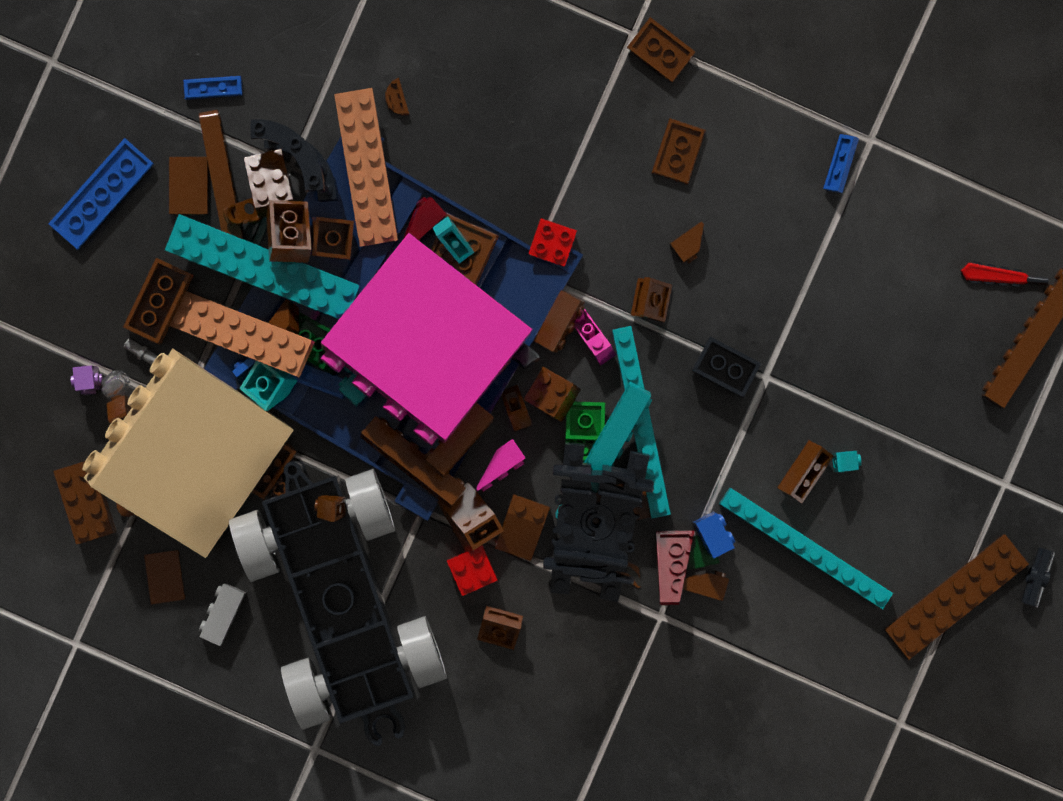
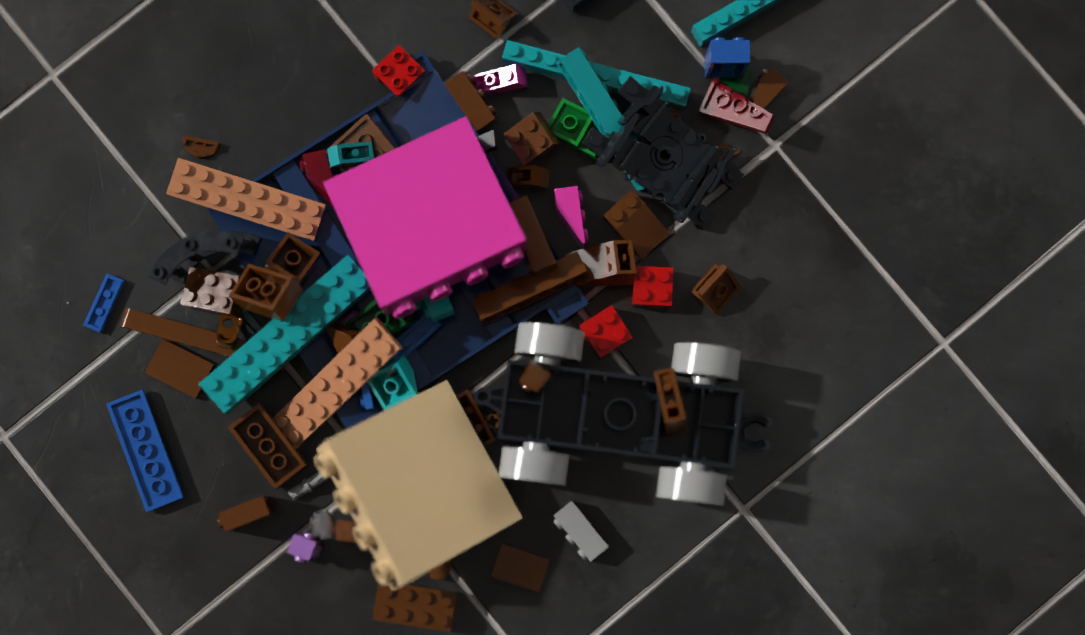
camera: 65 degrees left, 5 degrees down
(89, 313) = (246, 513): none -> reddish brown brick
(369, 637) = (670, 401): none -> reddish brown slope
(410, 548) = (605, 332): none -> red brick

